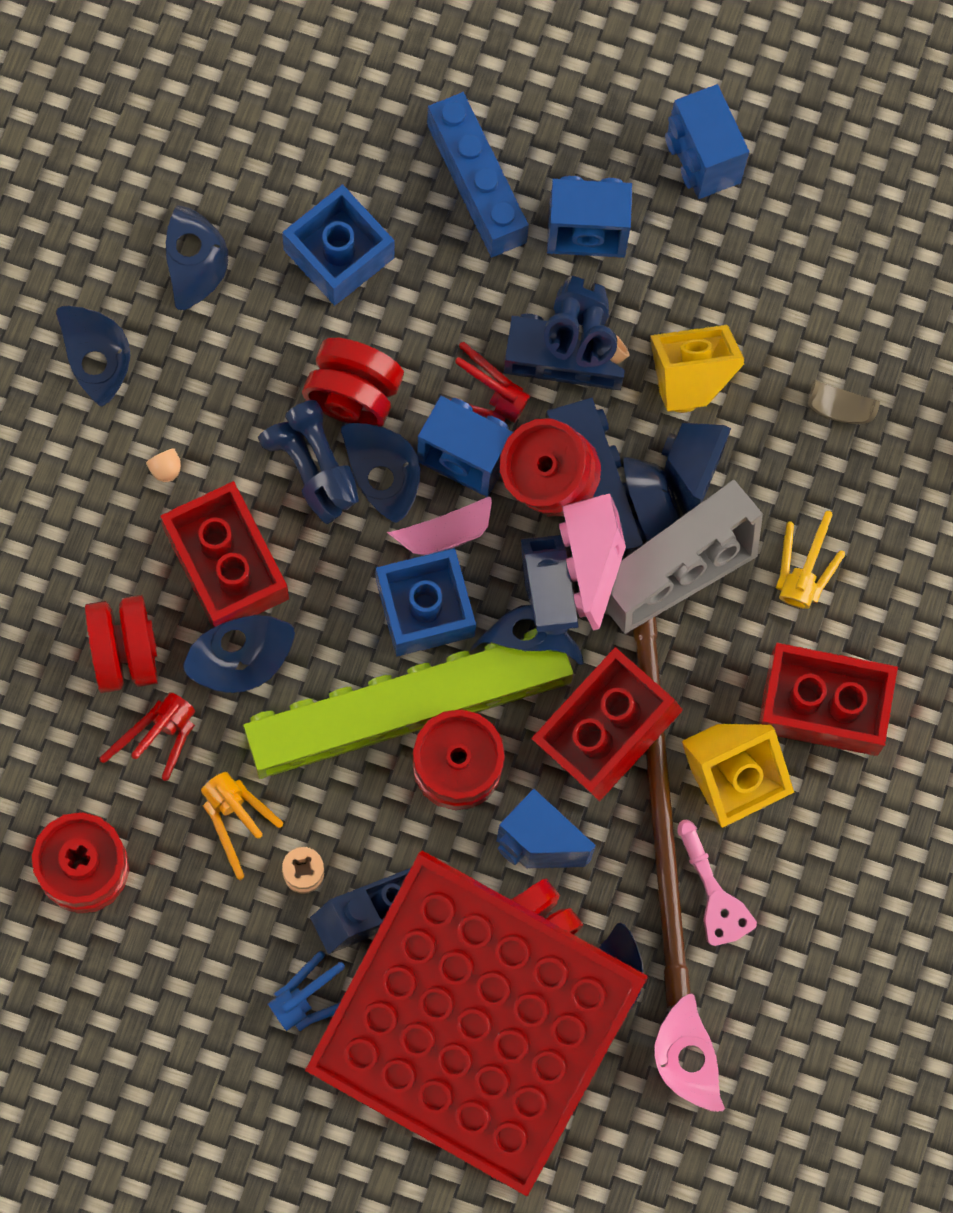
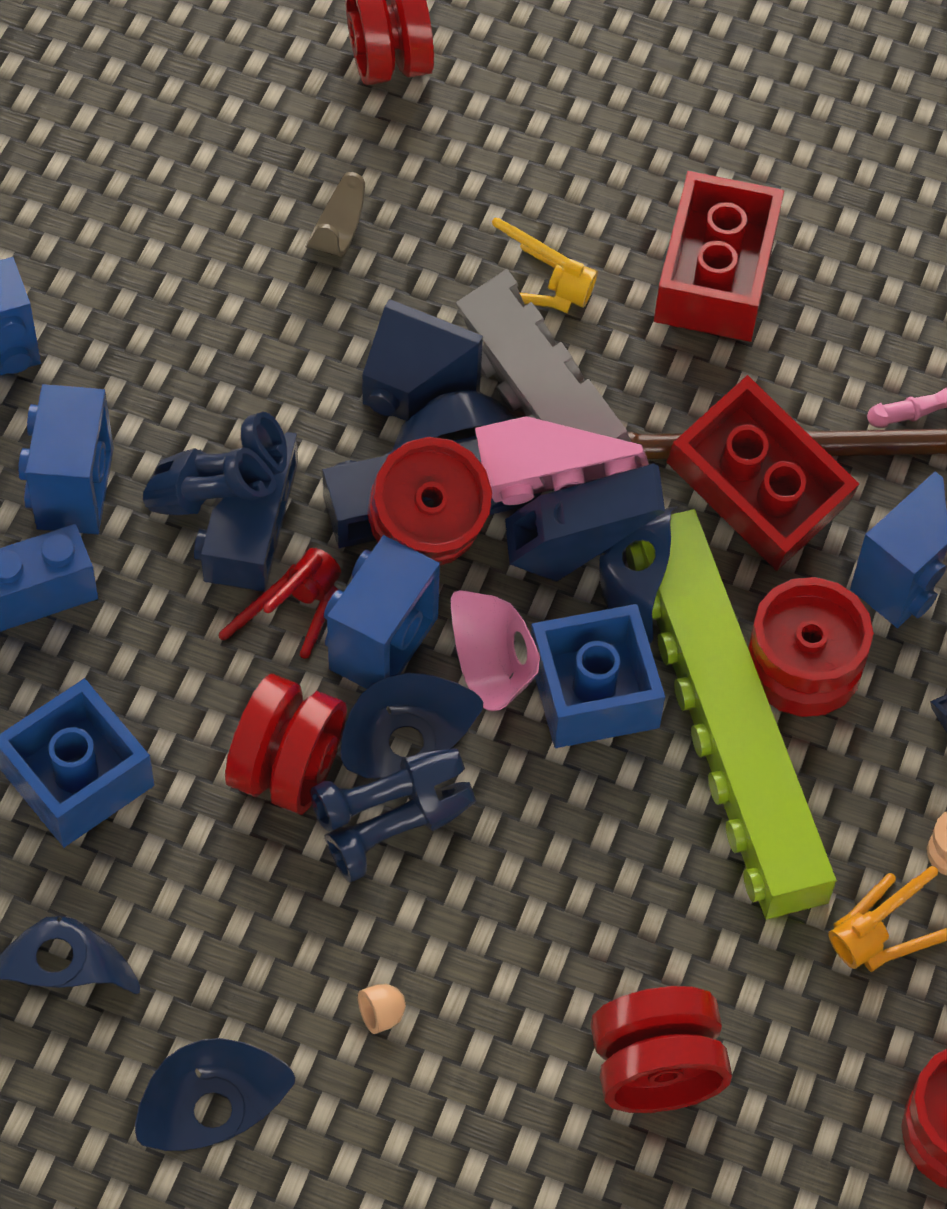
camera: 85 degrees left, 15 degrees down
(168, 716) = (754, 1002): red plant -> none
(224, 556) = (529, 919): red brick -> none
(264, 651) = (661, 884): dark blue piece -> none
(694, 365) = (278, 365): yellow slope -> none
(738, 769) = (802, 357): yellow slope -> none

